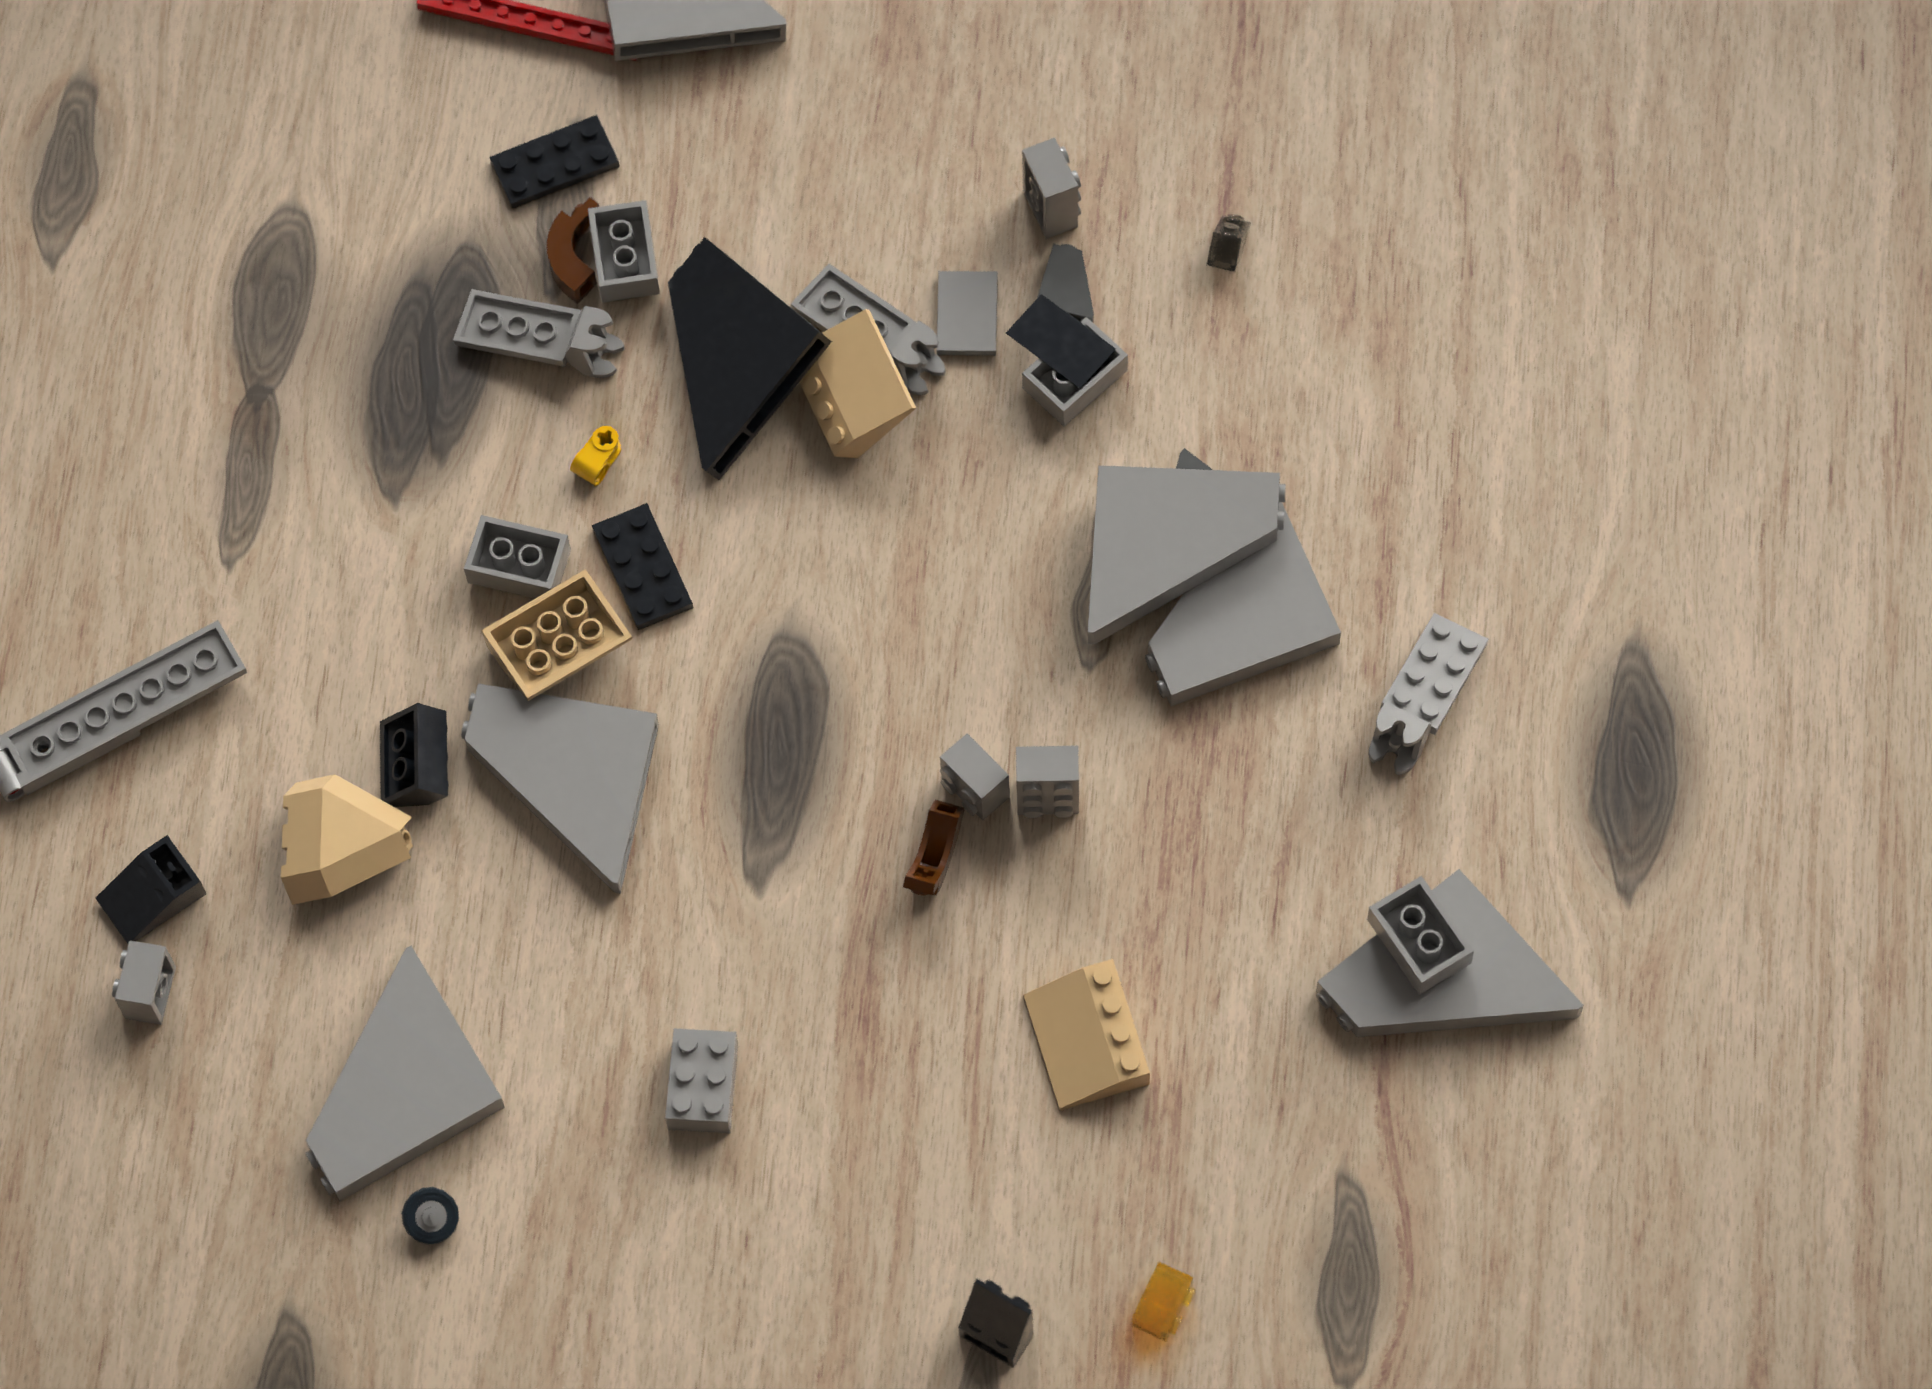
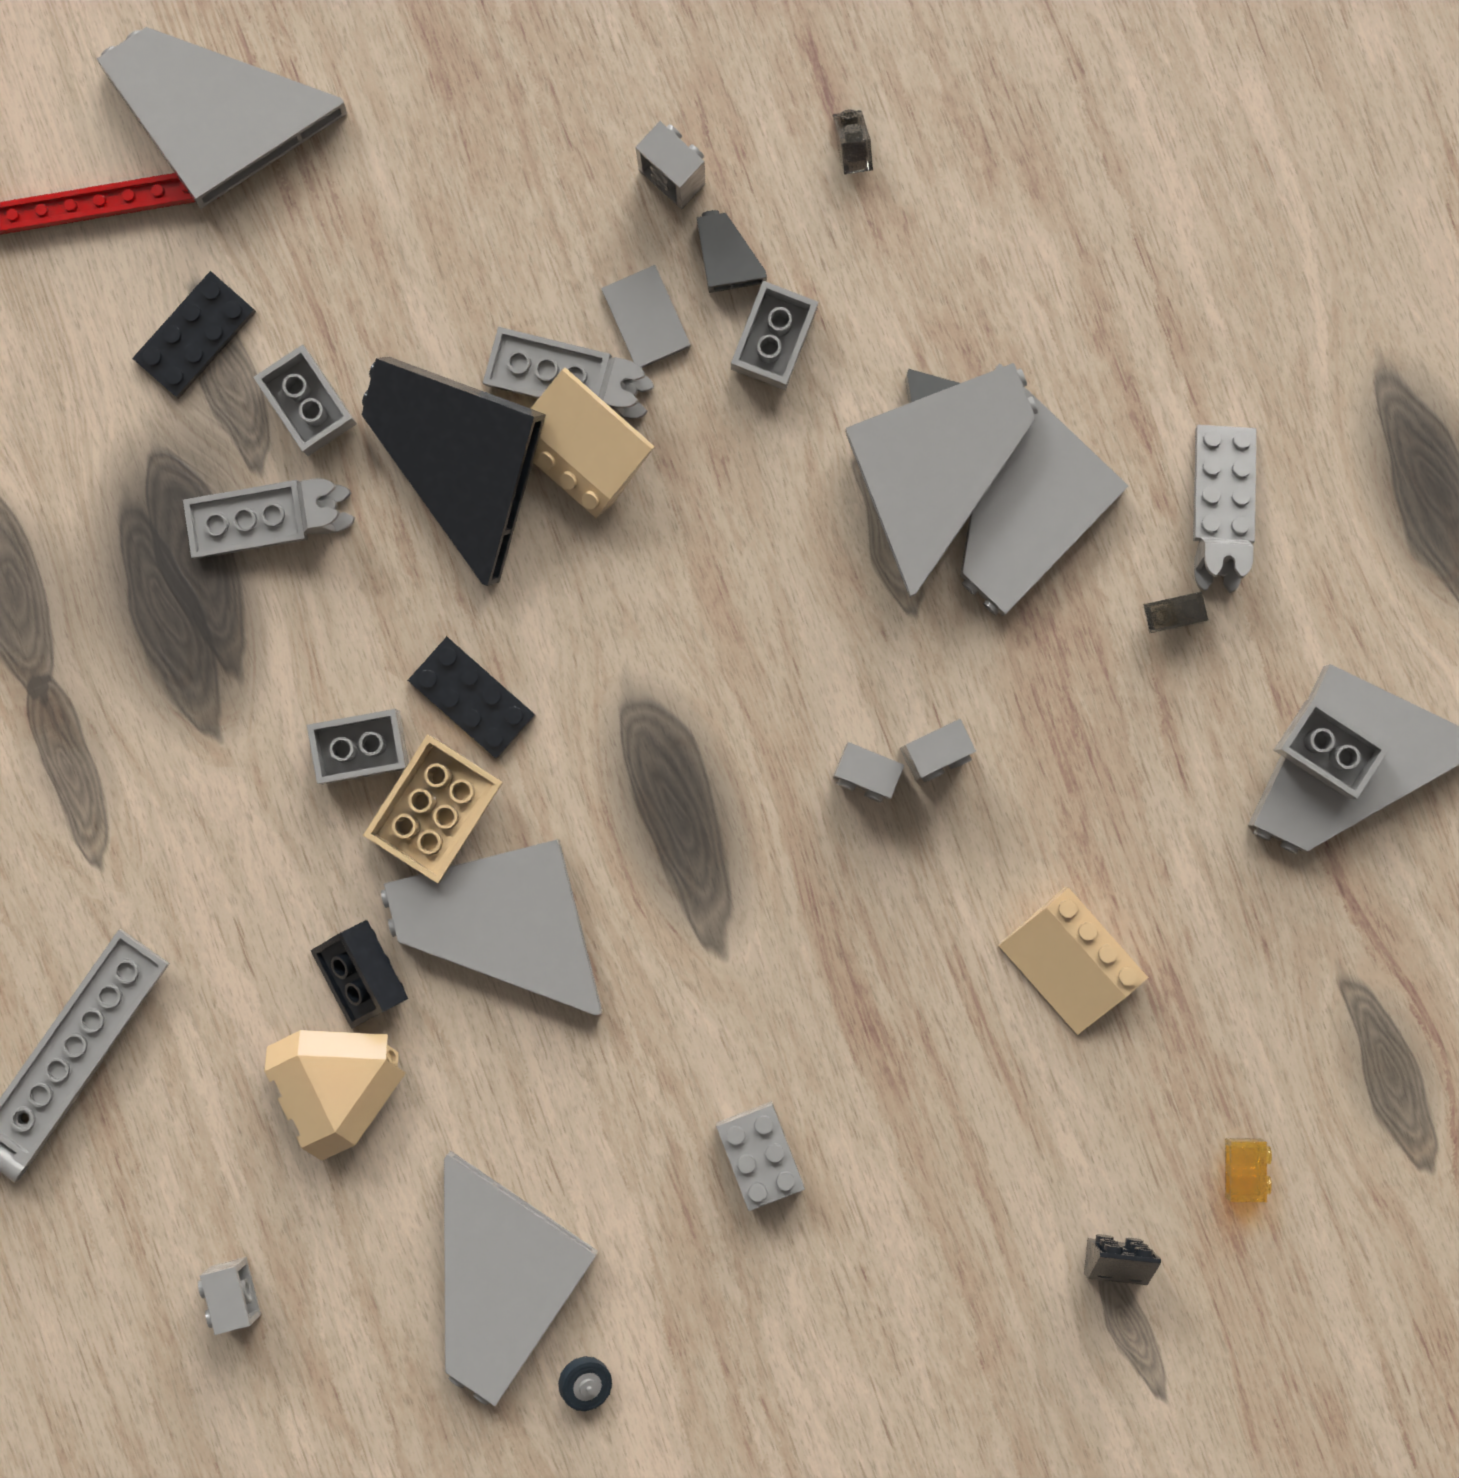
camera: 25 degrees left, 20 degrees up
(150, 890) = (190, 1204): black slope -> none
(567, 269) = (242, 416): reddish brown arch -> none
(594, 459) = (379, 618): yellow piece -> none
(935, 849) = (863, 855): reddish brown arch -> none
(1060, 341) = (751, 315): black sticker -> none
(1332, 764) = (1175, 612): none -> clear smoke slope

